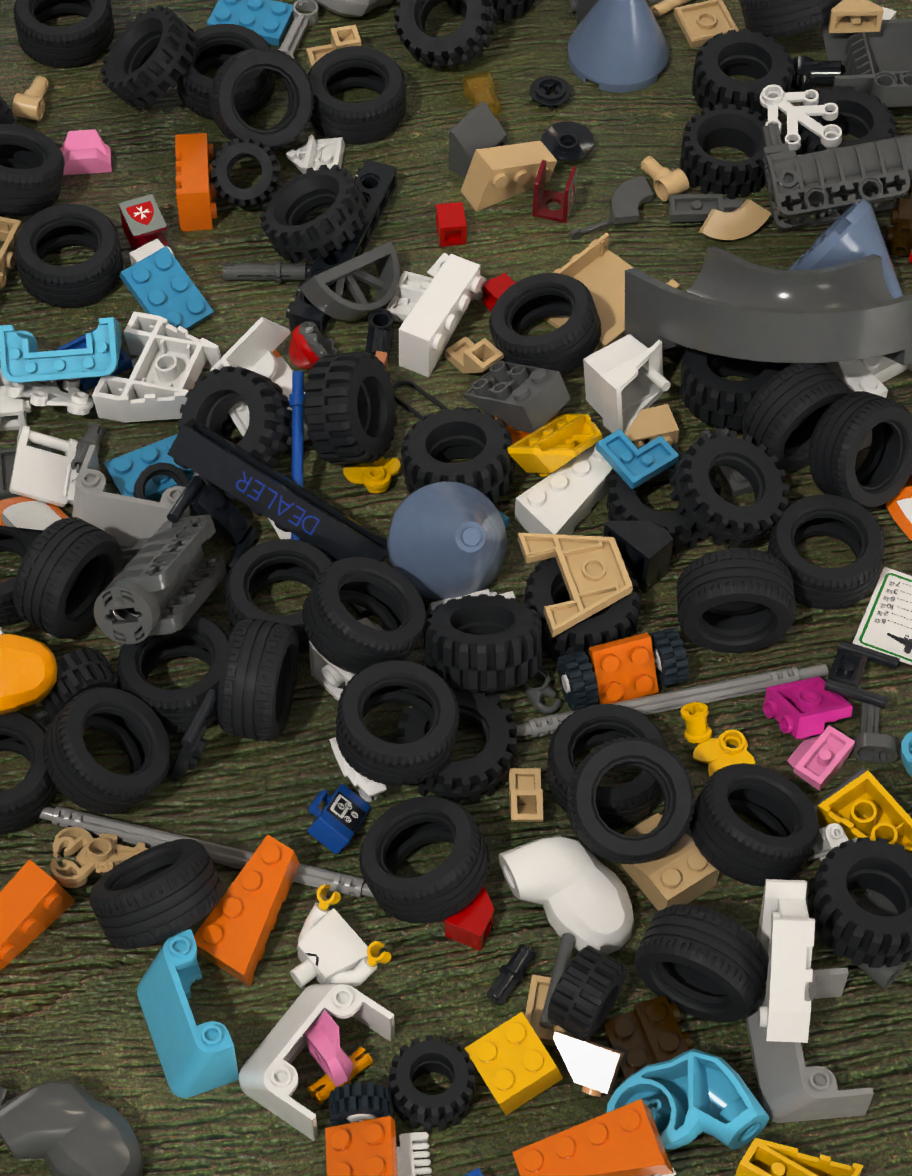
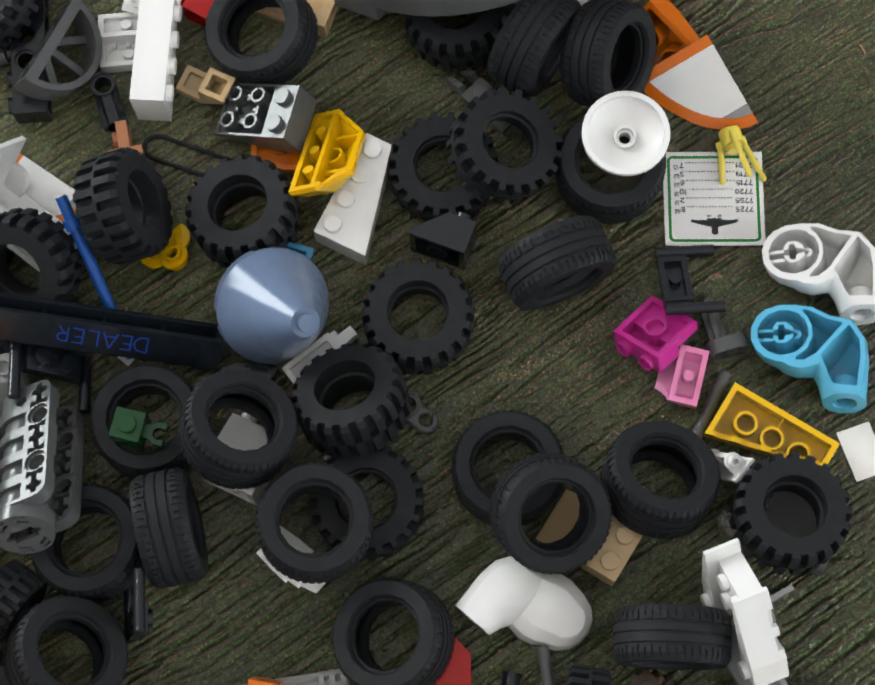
camera: 20 degrees left, 20 degrees up
(267, 581) = (134, 428): none -> dark green brick
(309, 345) = (50, 140): hair -> none
(337, 818) = (293, 618): blue piece -> none
(525, 795) = (448, 526): tan slope -> none
(590, 570) = (417, 289): tan wing -> none
(623, 669) = (482, 366): plate -> none
(624, 380) = (357, 61): white piece -> none
(636, 464) = (410, 153): dark azure plate -> none
(651, 424) = (402, 100): tan slope -> none
(678, 698) = (534, 372): light grey axle -> none
(696, 722) = (564, 387): yellow bush -> none
(719, 755) = (602, 414): yellow plate -> none
(851, 500) = (630, 116): none -> white dish

